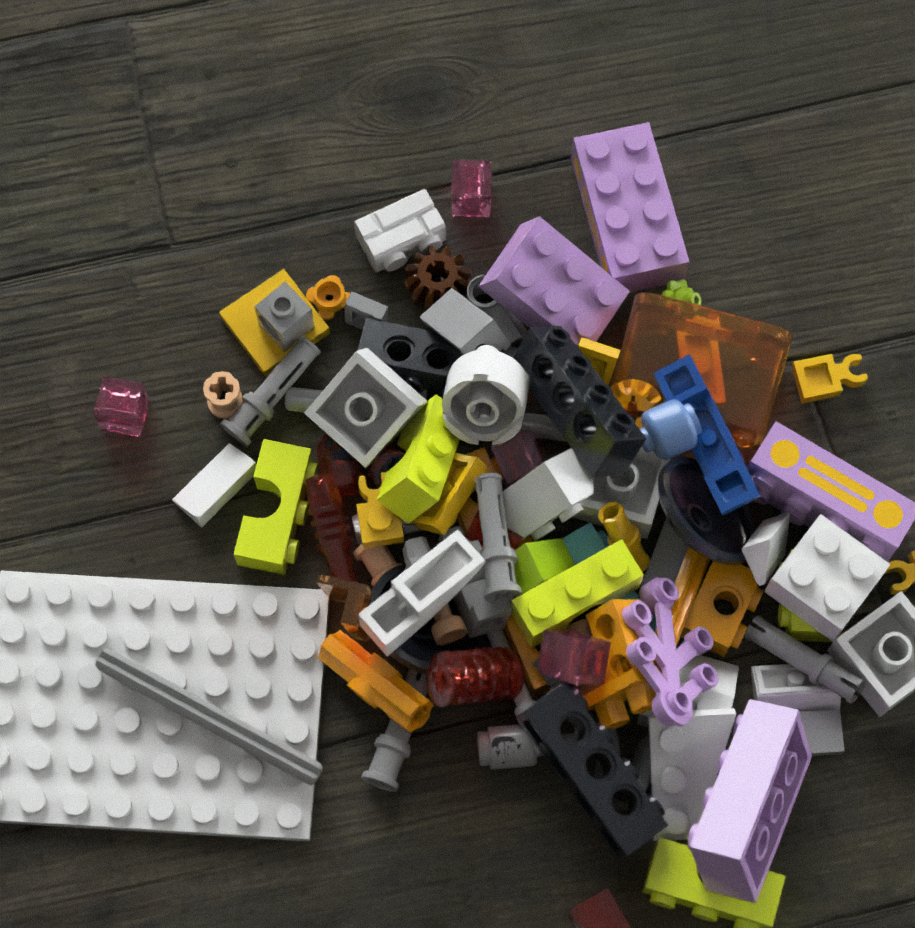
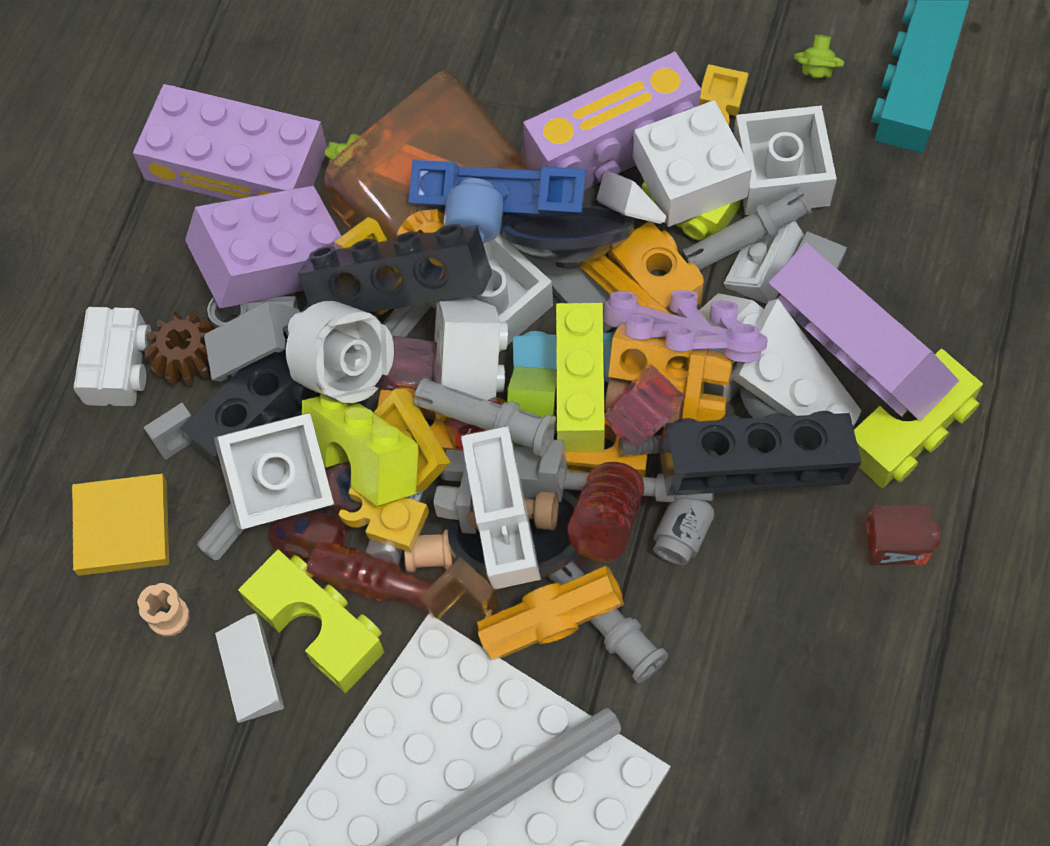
camera: 55 degrees left, 5 degrees down
(121, 406) = (107, 717): clear pink brick -> none
(259, 405) = (197, 579): light grey pin -> none
(284, 316) = (125, 502): light grey brick -> none
(328, 286) = (129, 446): light orange plate -> none
(471, 187) = (114, 270): clear pink brick -> none
(619, 527) = (537, 309): yellow pin -> none
(822, 378) = (496, 84): yellow plate -> none

